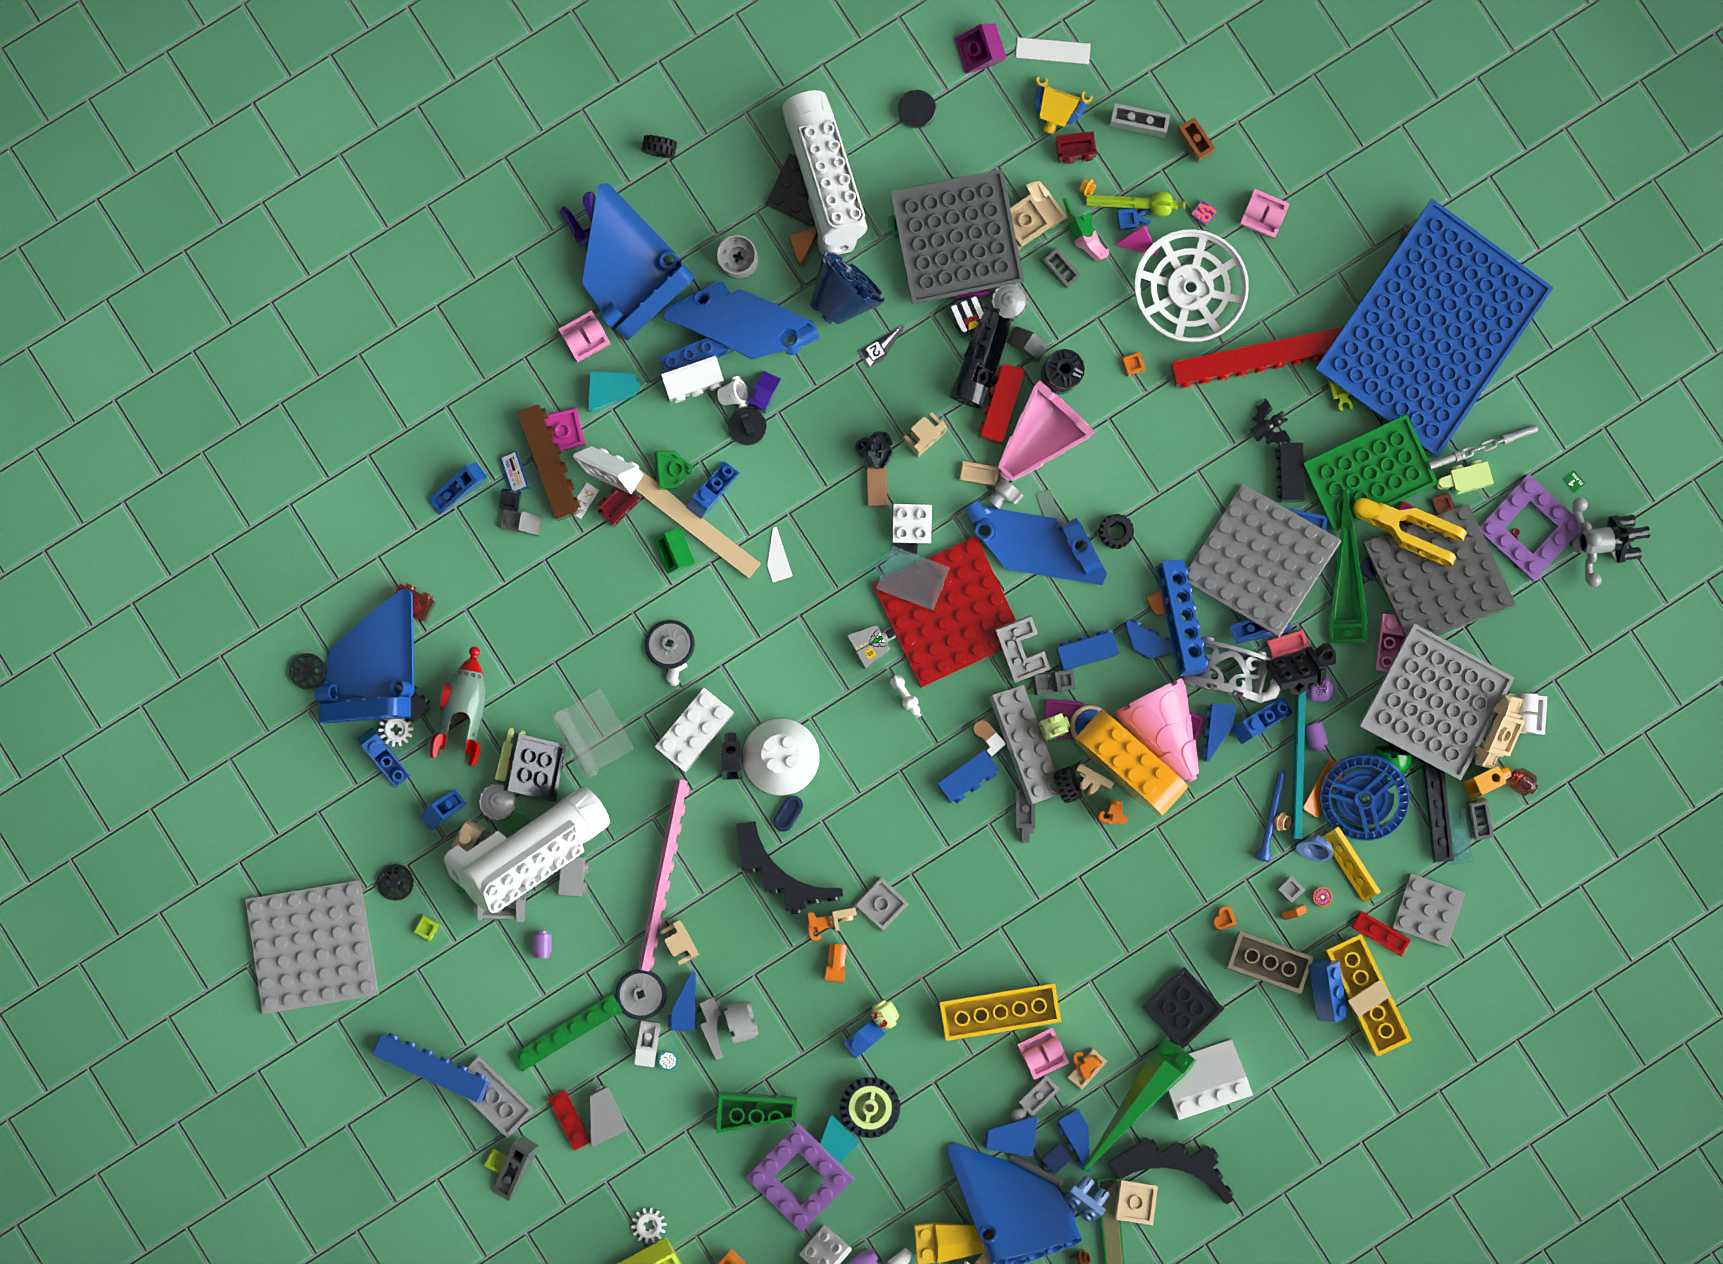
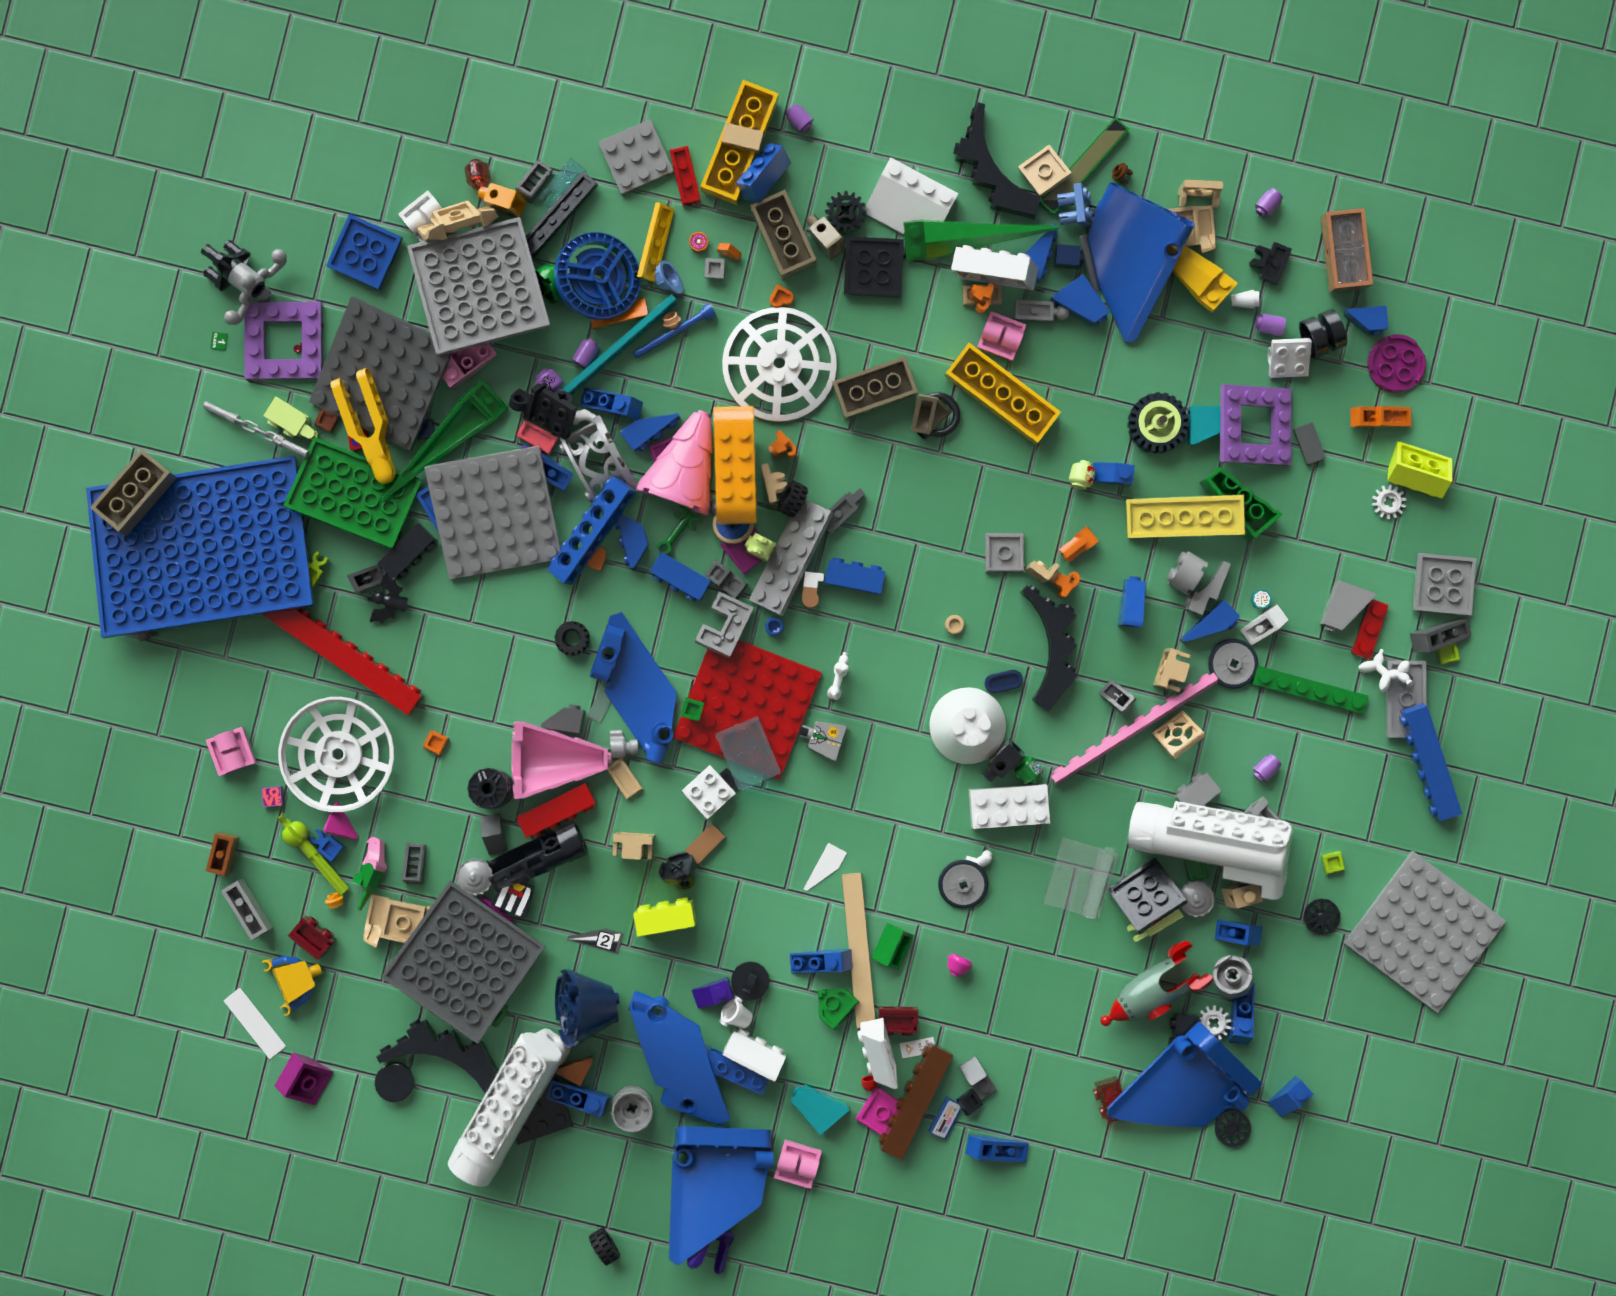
camera: 130 degrees left, 5 degrees up
(289, 733) = (1290, 1097): none -> blue slope
(406, 775) = (1230, 987): none -> light grey brick
(524, 1097) = (1376, 664): none -> white piece
(549, 1207) = (1444, 584): none -> light grey plate
(592, 440) = (868, 1083): none -> red hinge
(615, 585) = (958, 965): none -> dark pink cone
(641, 892) = (1175, 751): none -> tan piece
(699, 885) = (1117, 696): none -> dark grey slope
(706, 769) = (1028, 770): none -> green head
(748, 1207) = (1309, 443): none -> dark grey tile
(756, 961) = (1132, 603): none -> blue slope
(781, 227) = (579, 1097): none -> blue slope
(782, 1059) = (1185, 516): none -> light yellow plate
(852, 408) = (664, 916): none -> neon yellow brick
(863, 817) = (954, 624): none -> tan tile
(929, 156) = (422, 1040): none -> black arch
(983, 567) = (692, 709): none -> green tile
(986, 684) = (774, 626): none -> blue tile
(1029, 930) = (955, 420): none -> black piece
(1035, 942) = (928, 414): none -> dark tan slope
(1060, 472) = (566, 719): none -> dark grey slope
(1092, 922) = (874, 388): none -> dark tan brick
(1098, 1093) = (995, 267): none -> white brick
(1125, 695) = (686, 518): none -> green bar
(1163, 875) = (779, 376): none -> white dish
(1234, 992) = (825, 236): none -> dark tan torso
(1243, 1016) = (840, 217): none -> black gear
(1299, 424) = (366, 579): none -> dark grey slope
(1344, 1057) = (799, 118): none -> medium lavender brick
(1516, 317) = (133, 492): none -> dark tan brick
(1541, 646) = (364, 252): none -> blue plate

